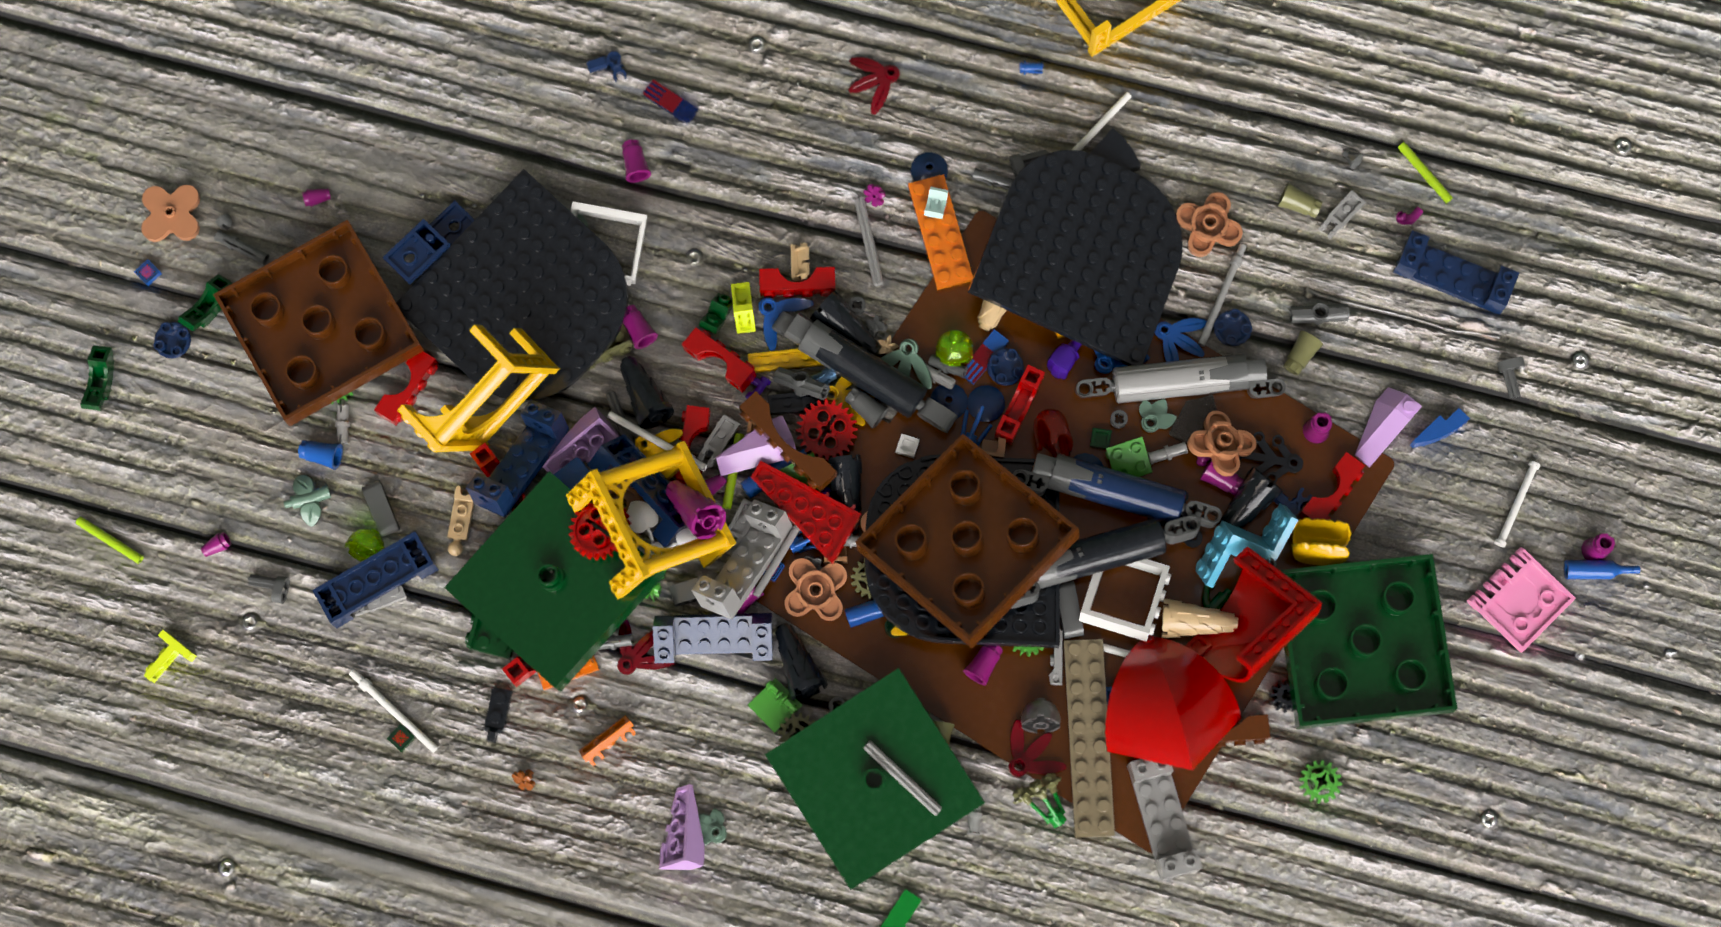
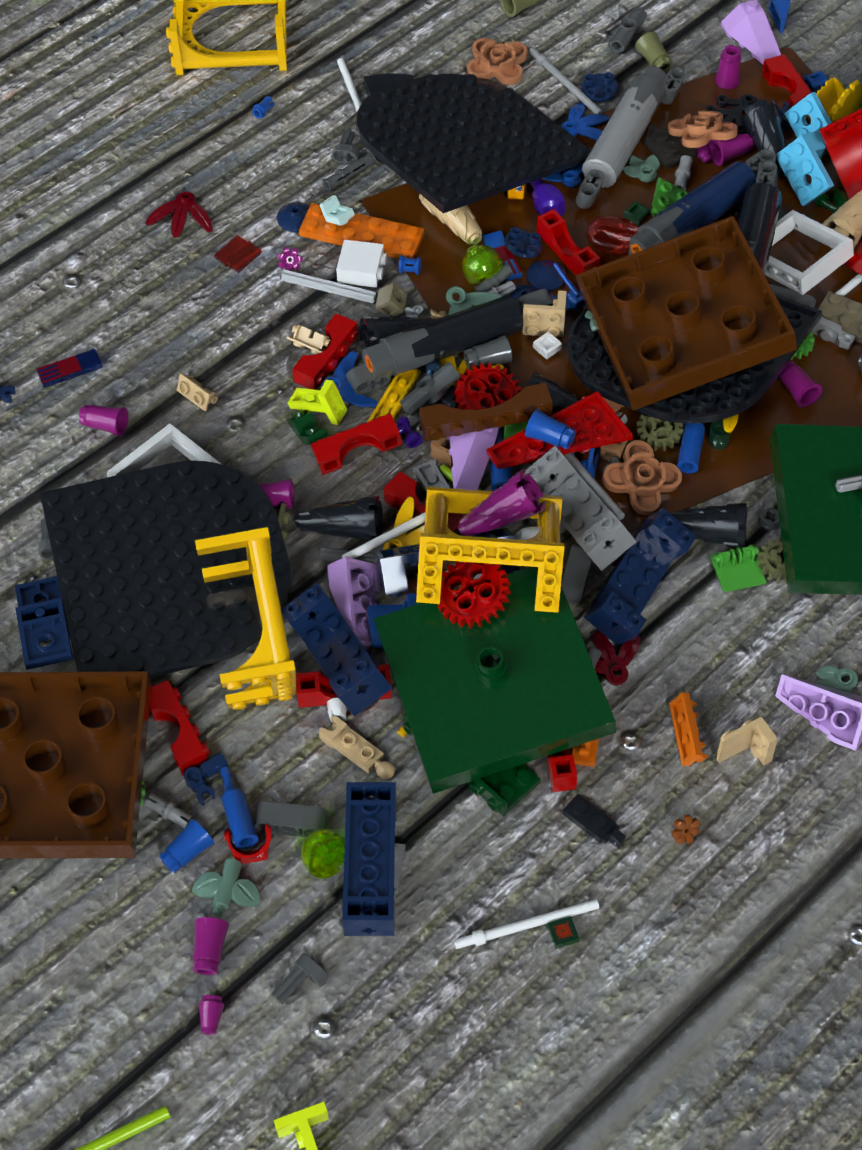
camera: 60 degrees left, 20 degrees down
(260, 513) = (208, 944): none -> magenta plant
(338, 495) = (249, 857): none -> red helmet
(365, 469) = (237, 813): none -> blue piece
(376, 425) = (195, 777): none -> dark blue bar
(617, 798) = (752, 735): none -> tan bracket
(700, 216) = (194, 392): none -> tan hinge
(794, 499) = (549, 430): none -> blue plant
(861, 150) = (237, 254): none -> clear red piece
(872, 295) = (391, 300): none -> dark tan brick
(902, 253) = (361, 263): none -> white brick
(926, 291) = (414, 269): none -> blue bush
(938, 438) = (544, 319): none -> tan bracket
(1113, 418) = (625, 189): dark grey bush -> none
(1361, 509) = (815, 80): none -> blue tile

